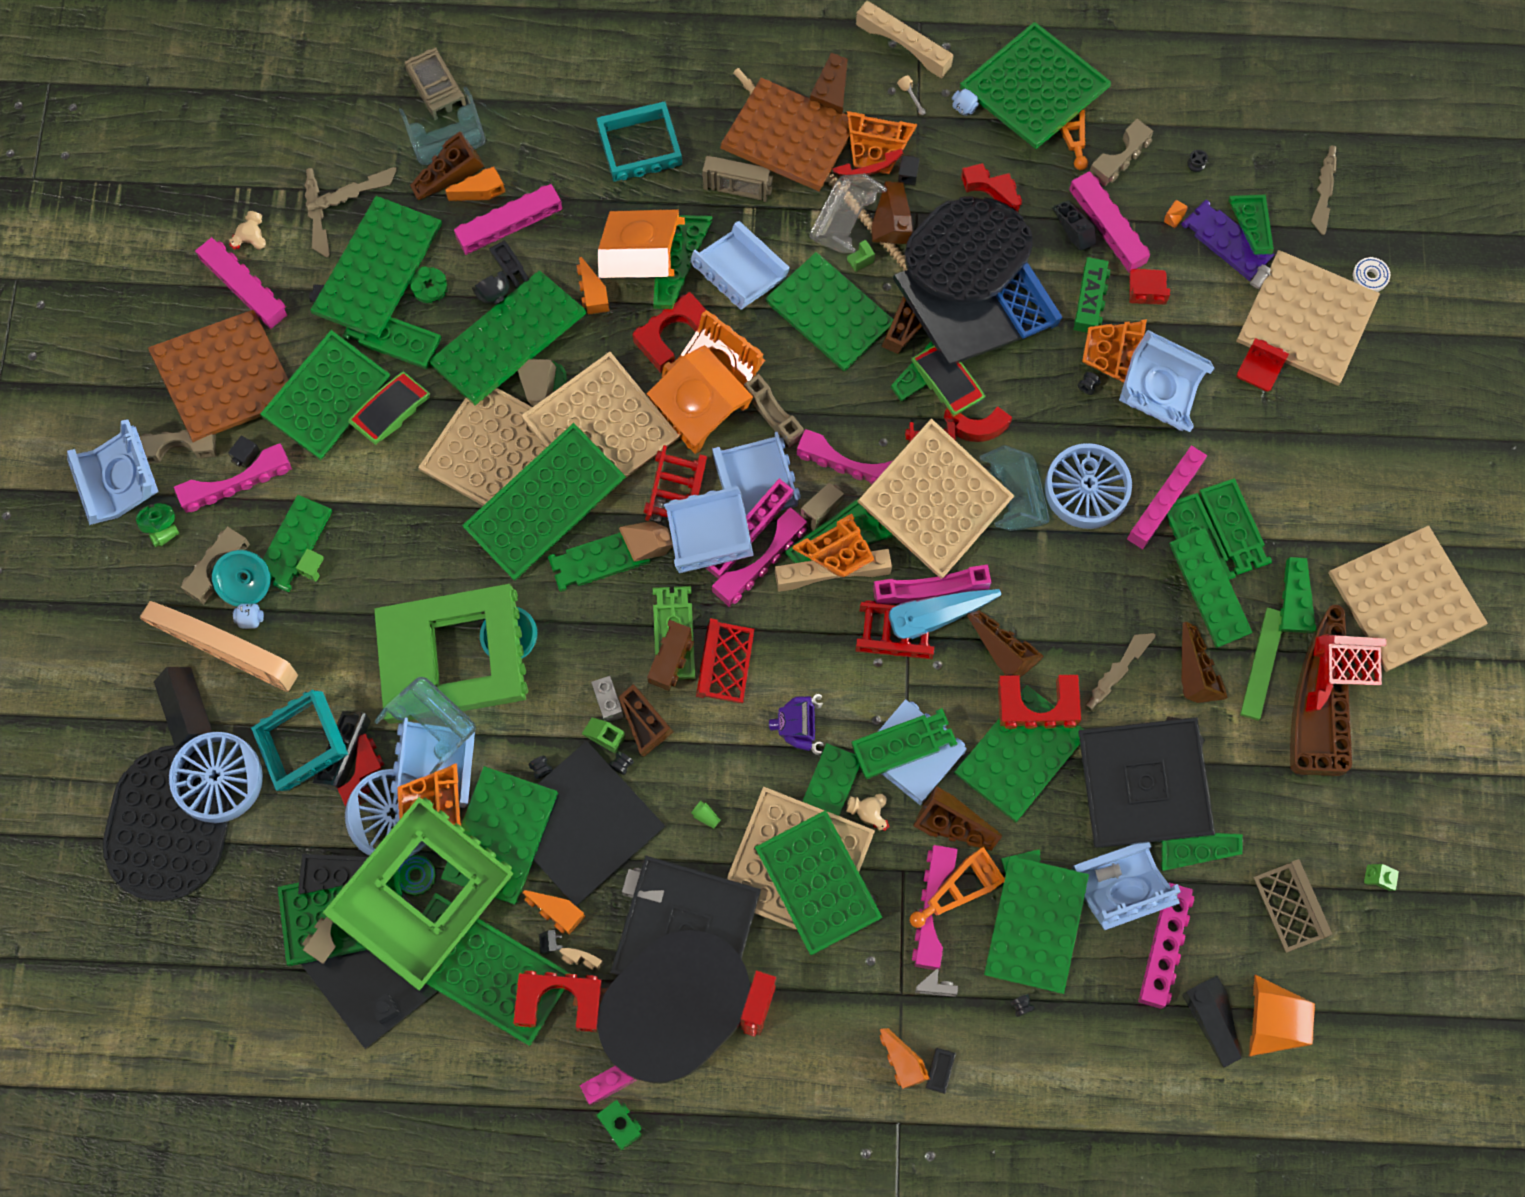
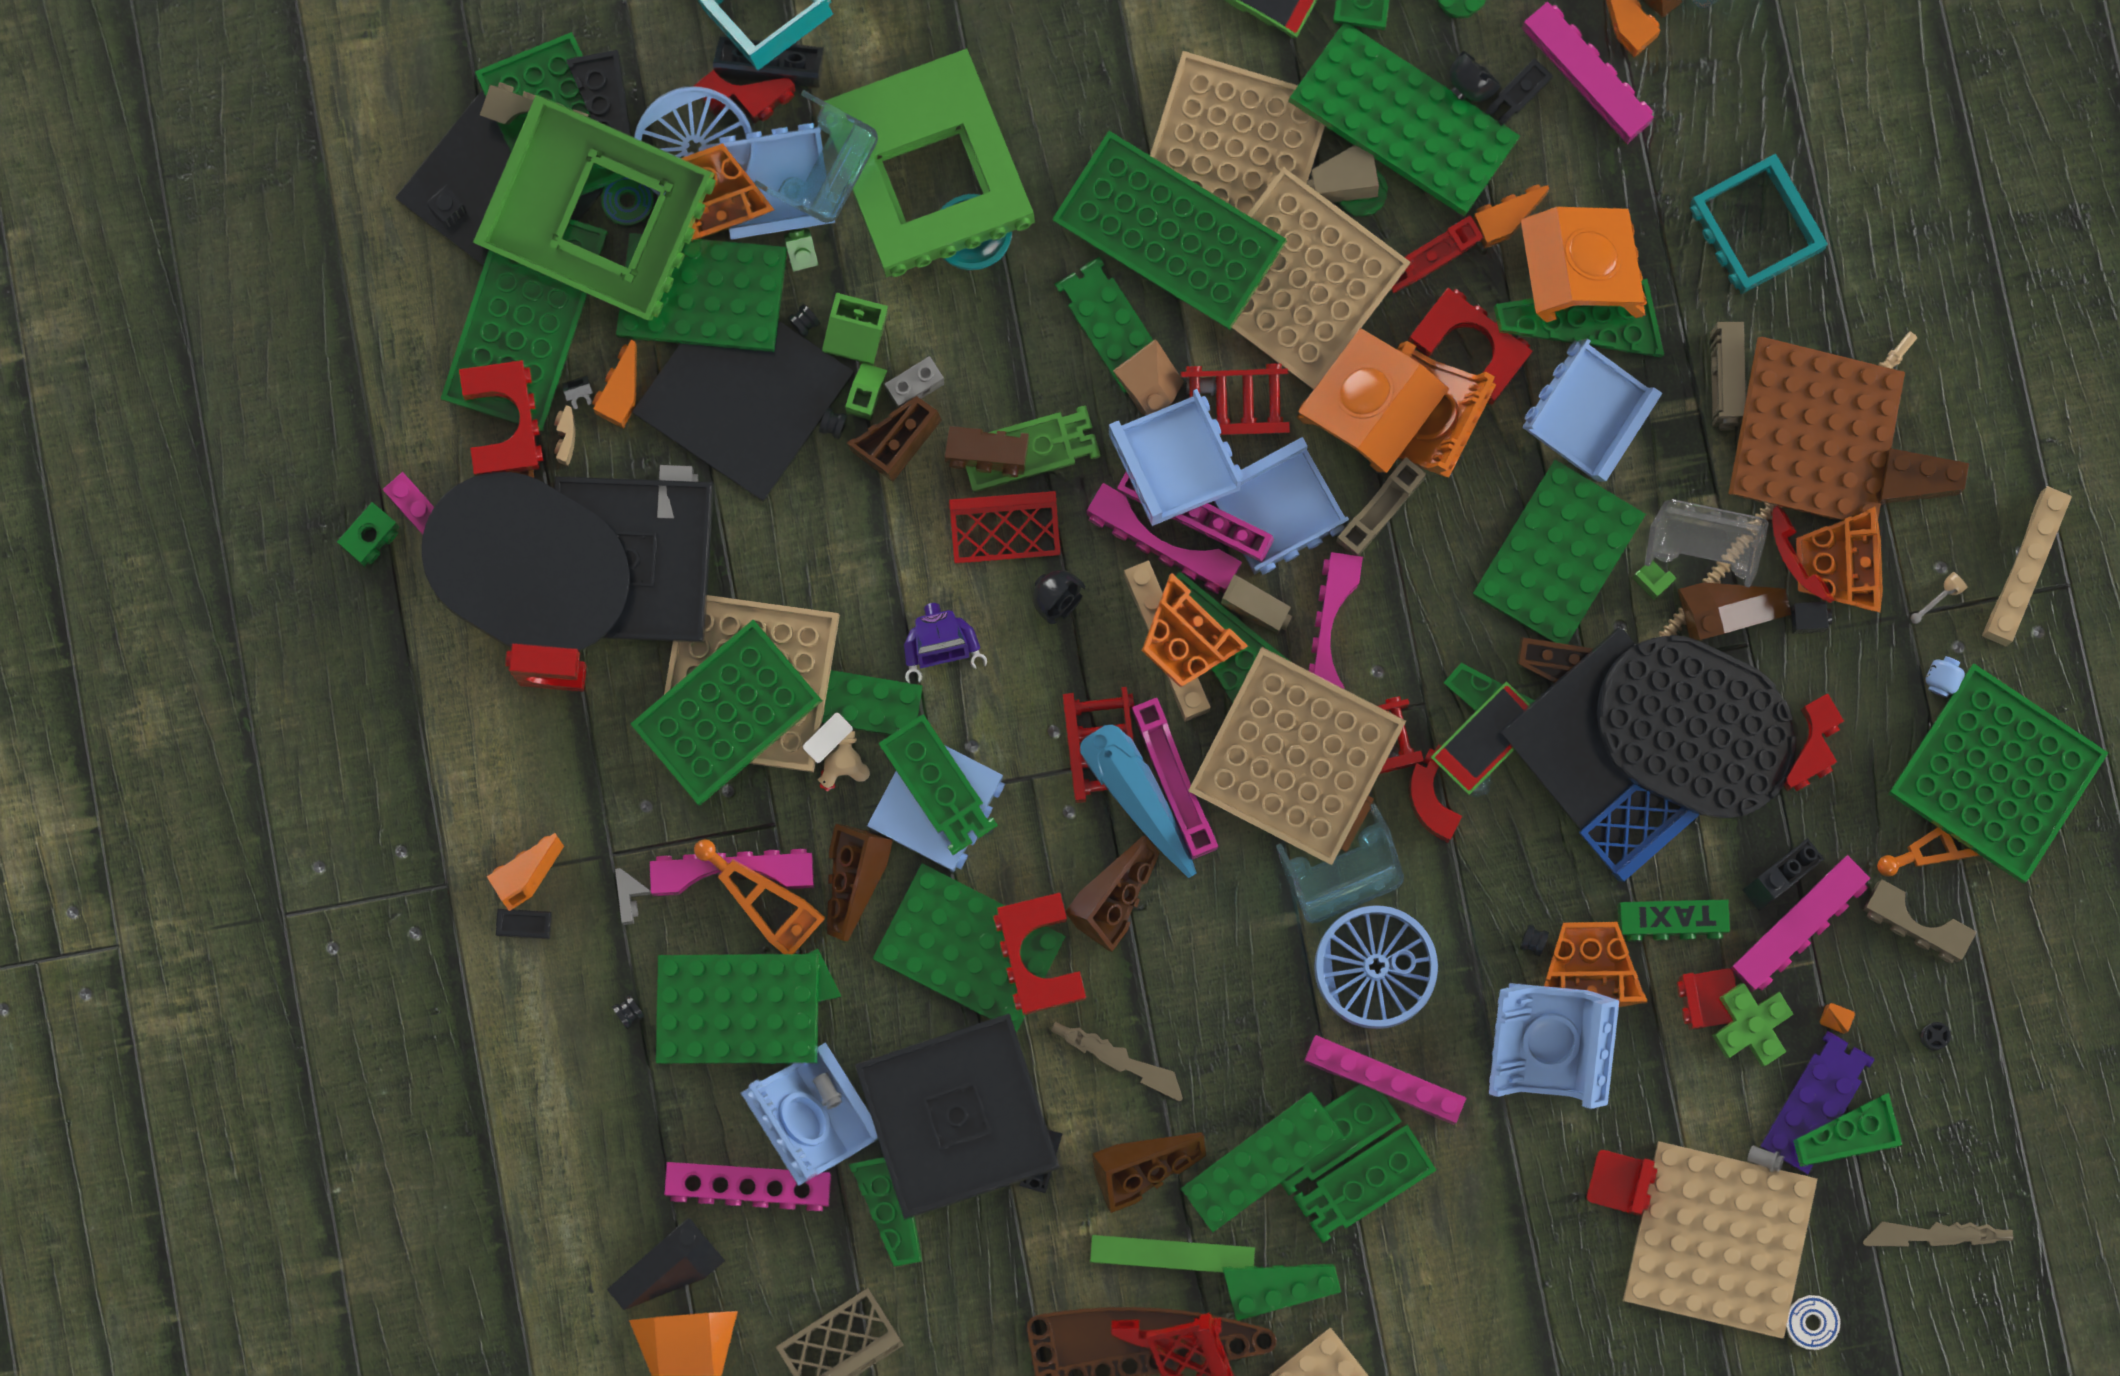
camera: 75 degrees right, 10 degrees up
(487, 757) = (800, 249): none -> bright green bracket
(556, 731) = (855, 328): none -> bright green slope
(603, 333) = (1439, 252): none -> red slope
(705, 815) = (789, 548): bright green cone -> none
(783, 635) = (1057, 595): none -> black cylinder
(852, 814) = (827, 737): none -> white sticker
(1170, 264) = (1752, 1024): none -> bright green plate

